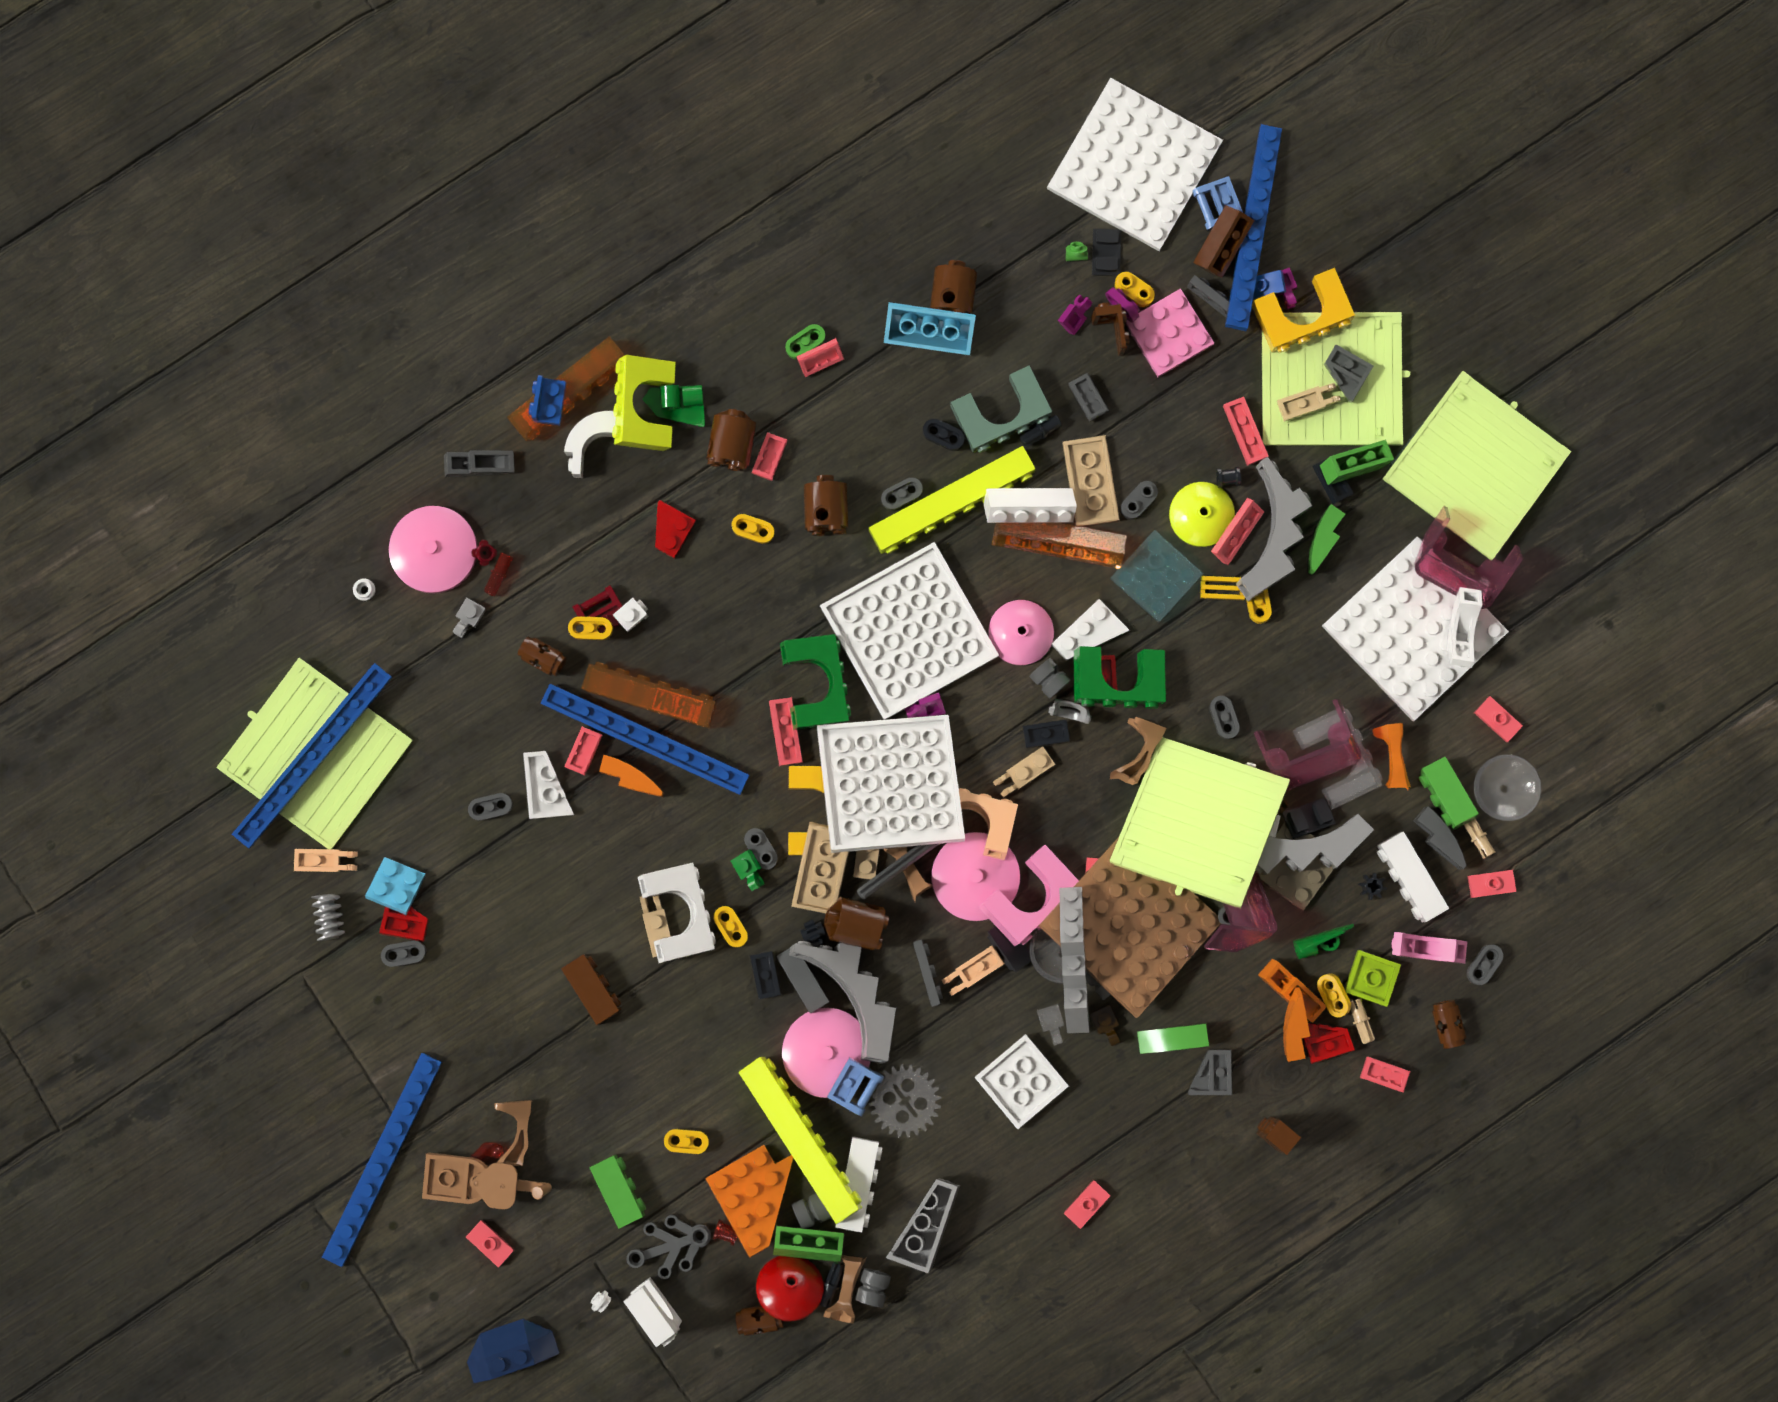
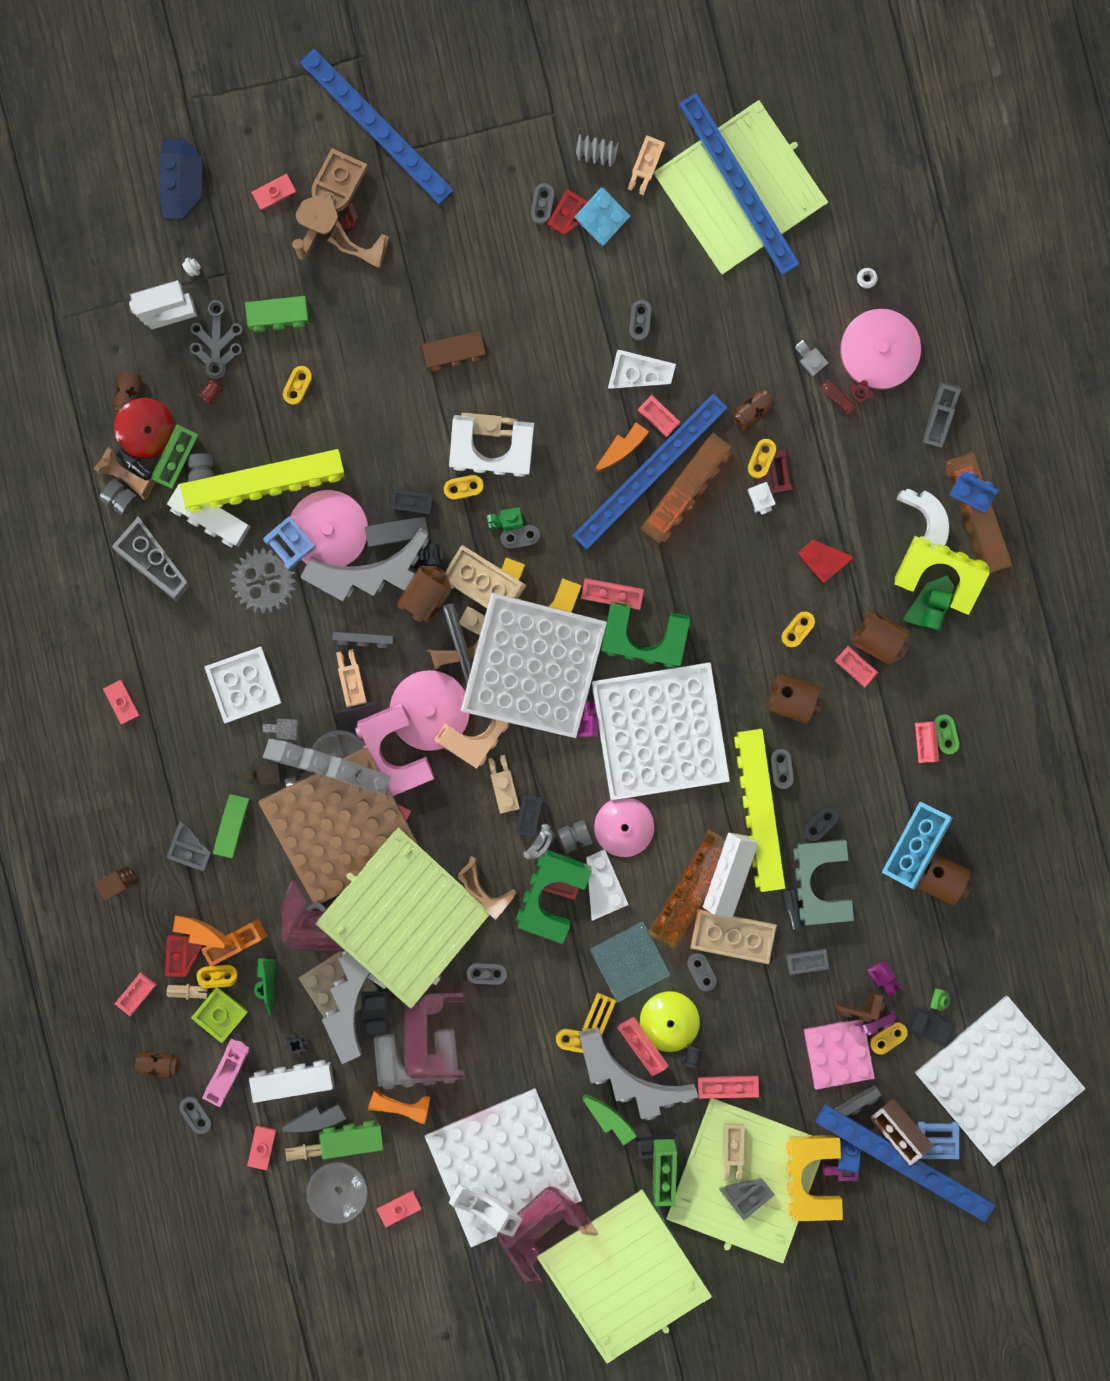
camera: 110 degrees right, 5 degrees up
(752, 1196) = (231, 422): orange wing -> none

